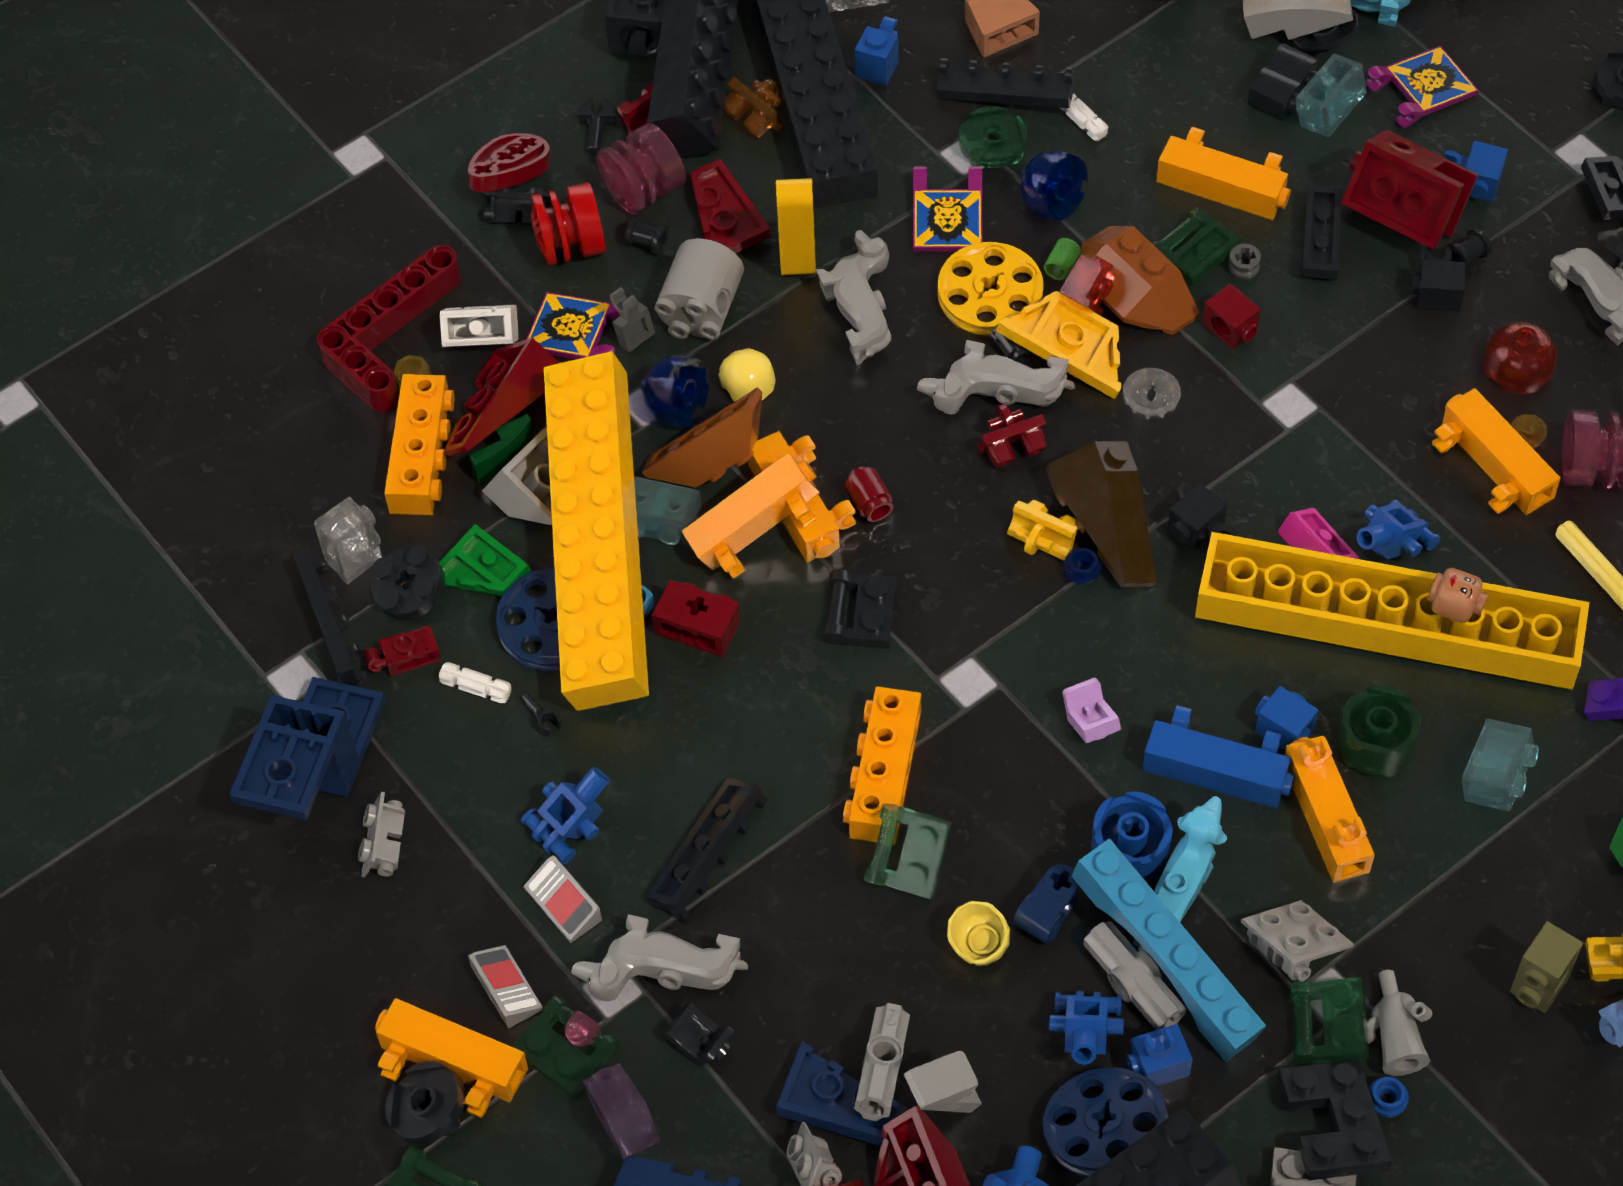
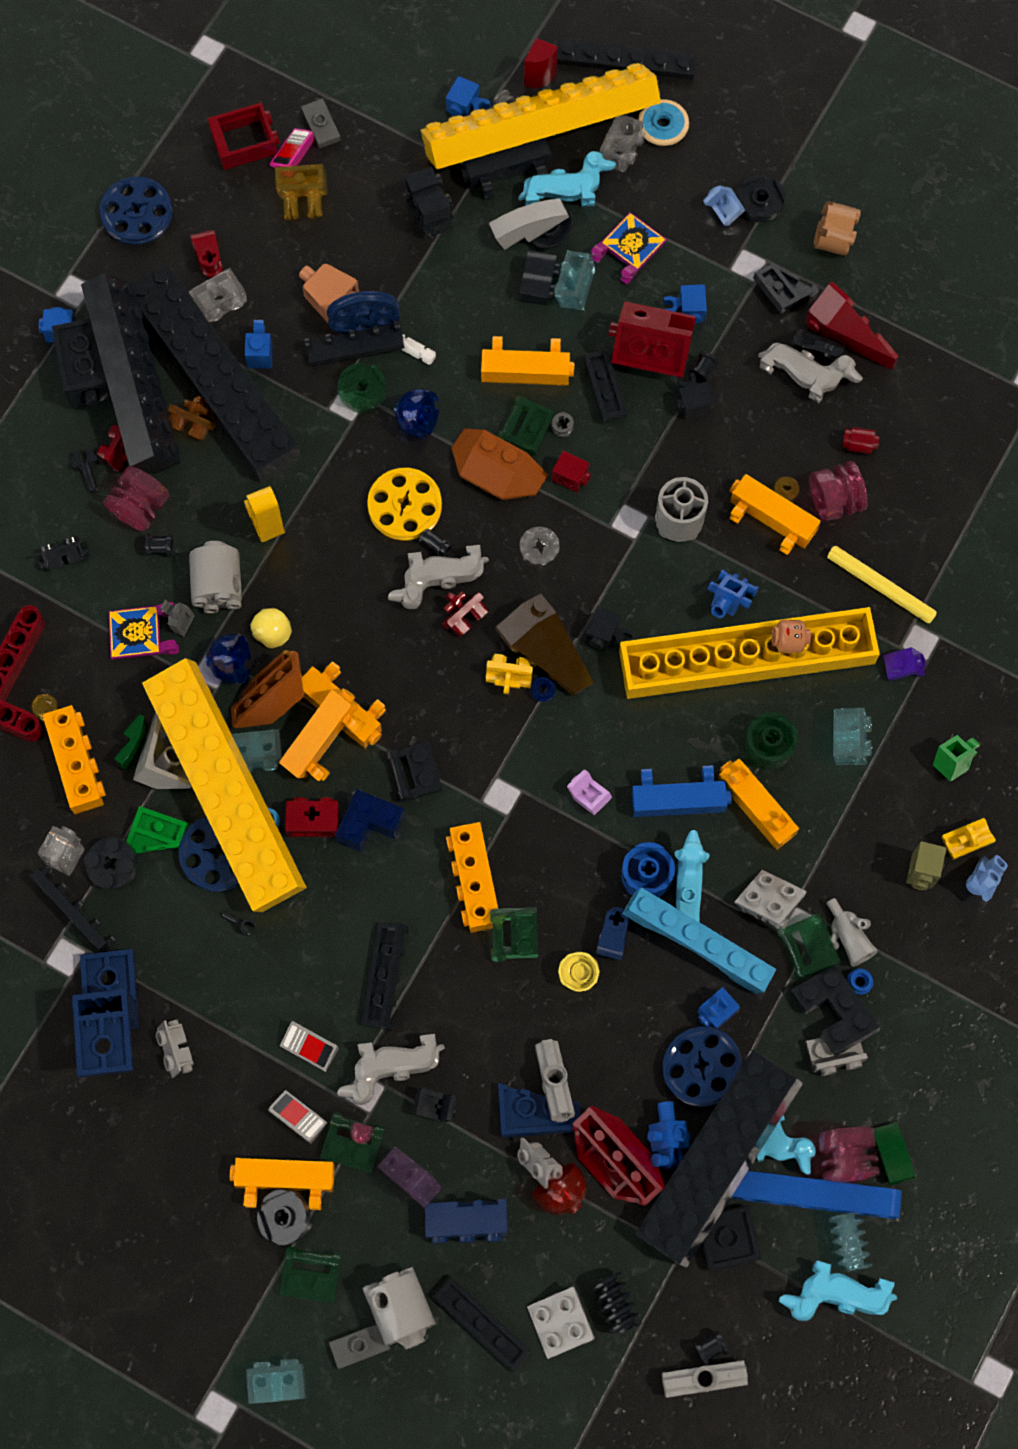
camera: 25 degrees left, 15 degrees up
(403, 652) = (129, 913): dark red piece -> none
(475, 682) = (187, 917): white axle -> none
(479, 325) = (77, 657): white brick -> none
(505, 387) = (116, 693): dark red wedge -> none
(508, 162) = (30, 525): dark red piece -> none
(567, 814) = (289, 988): blue piece -> none
(568, 224) = (105, 559): red wheel -> none
(725, 209) = (204, 507): dark red wing -> none
(770, 636) = (368, 813): none -> clear blue brick
(856, 299) = (319, 544): light grey animal -> none
(869, 494) = (387, 687): dark red brick -> none
(945, 1084) = (598, 1083): light grey slope -> none
(946, 216) = (354, 458): flag -> none
(1023, 36) = (362, 311): none -> dark blue wedge
(1064, 256) = (444, 461): bright green piece -> none
(1070, 332) = (473, 523): yellow wing -> none
(1086, 1023) = (667, 1006): blue piece -> none
(1089, 282) = (472, 483): clear red brick -> none
(1134, 976) = (682, 962): light grey piece -> none
(1286, 714) = (710, 751): blue brick -> none
(1312, 532) = (682, 615): dark pink slope -> none
(1365, 401) = (681, 509): none -> light grey cylinder
(1520, 357) = (763, 437): clear red cylinder -> none
(1574, 68) = (724, 203): none -> medium blue bracket

